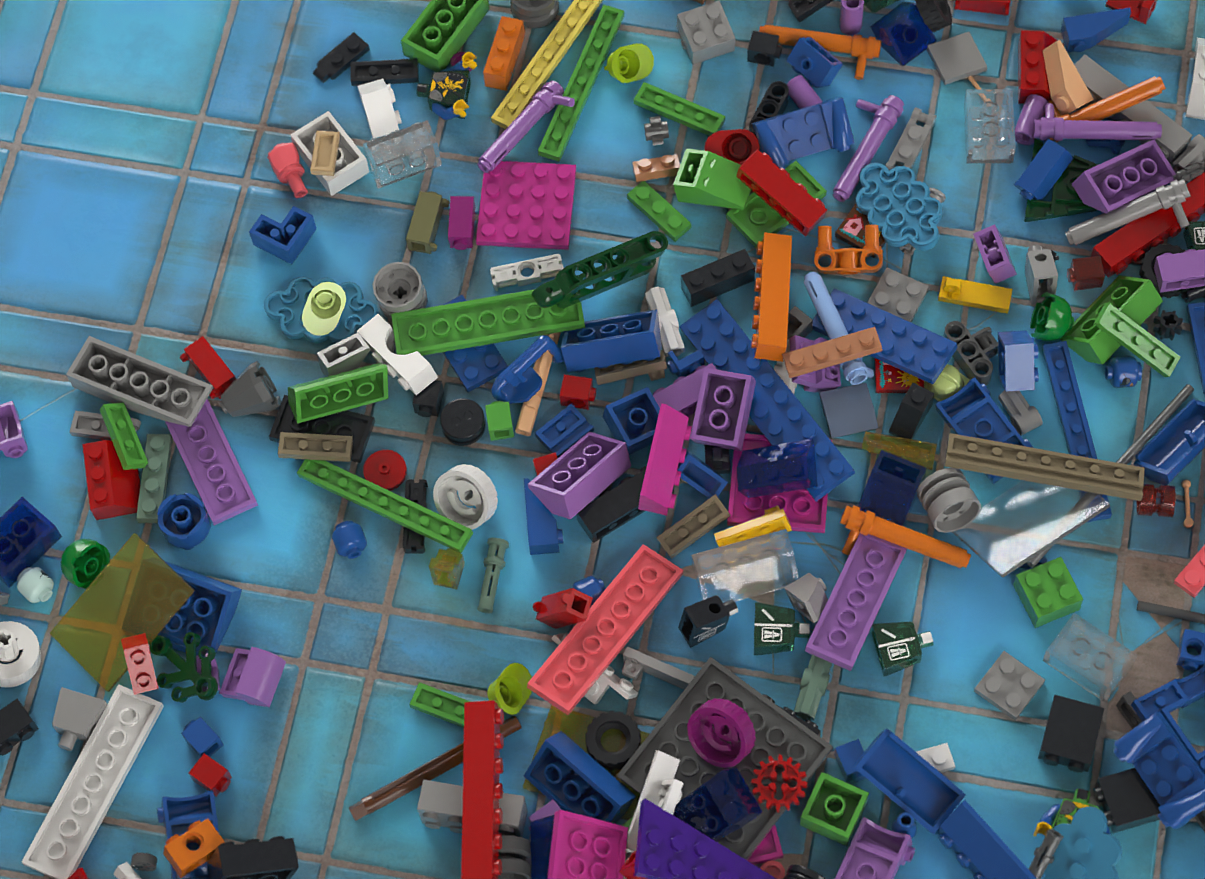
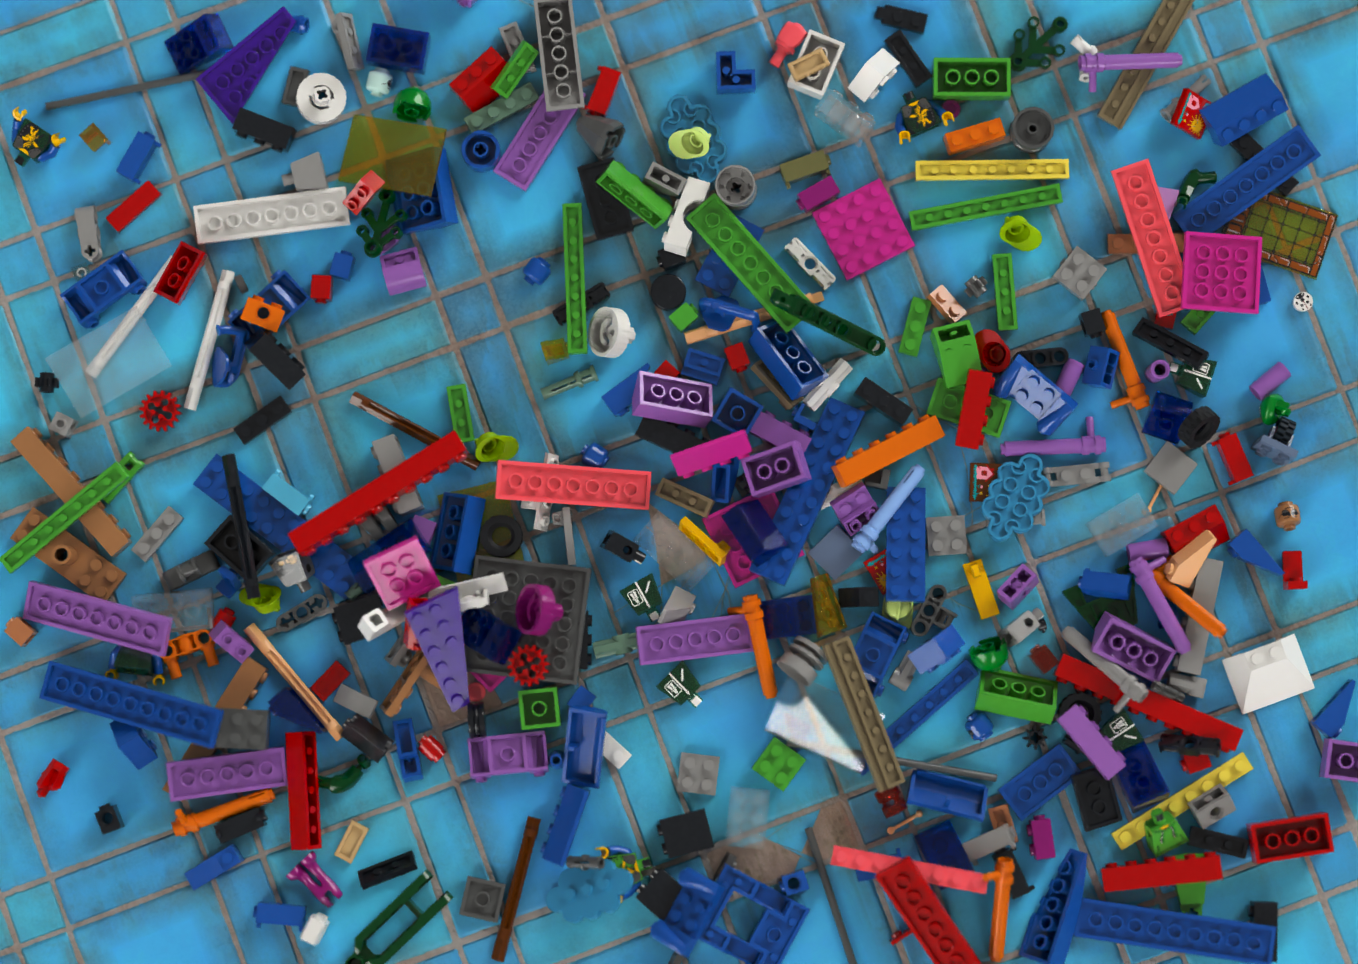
camera: 55 degrees right, 20 degrees up
(315, 447) = (586, 205): dark tan hinge -> none
(385, 469) = (602, 261): red piece -> none
(541, 104) = (948, 190): medium lavender cylinder -> none
(563, 608) = (568, 448): red brick -> none
(832, 352) = (863, 519): nougat plate -> none
(848, 260) = (951, 485): orange piece -> none
(1137, 340) = (1004, 724): bright green plate -> none

